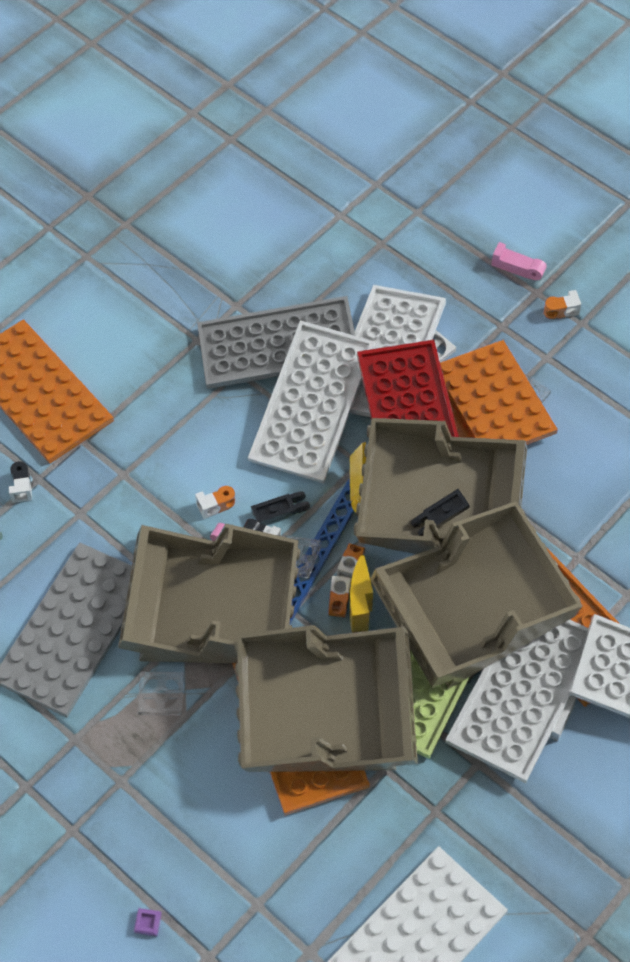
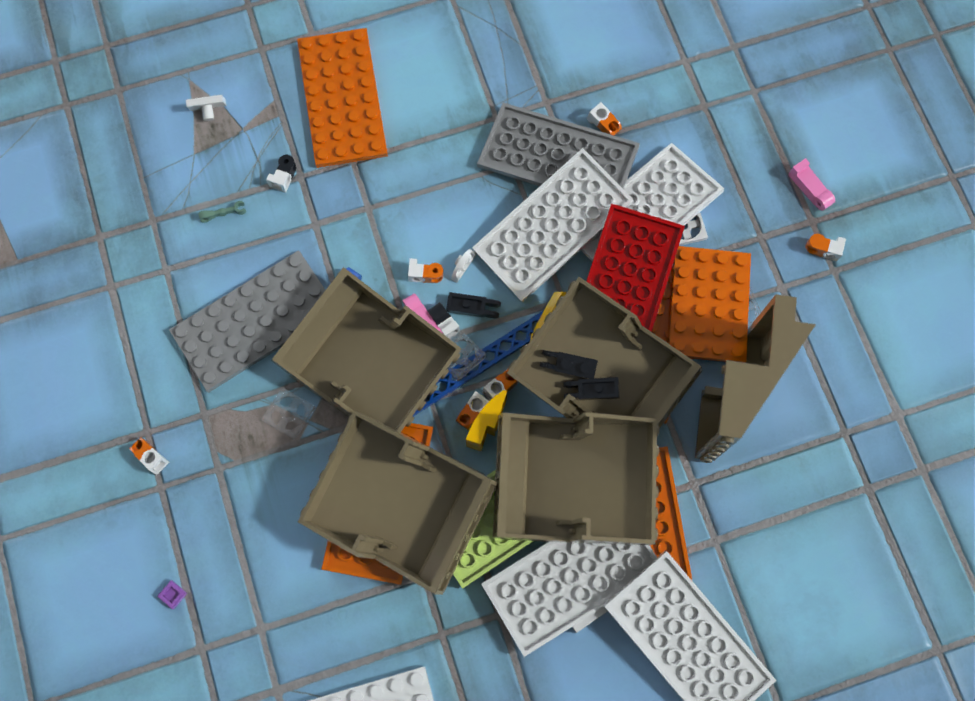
camera: 30 degrees right, 15 degrees up
(43, 804) = (149, 456): none -> white leg
(247, 476) = (462, 264): none -> white plate
(300, 293) = (604, 120): none -> leg
(407, 501) = (571, 364): none -> black hinge
(575, 409) = (771, 347): none -> dark tan panel

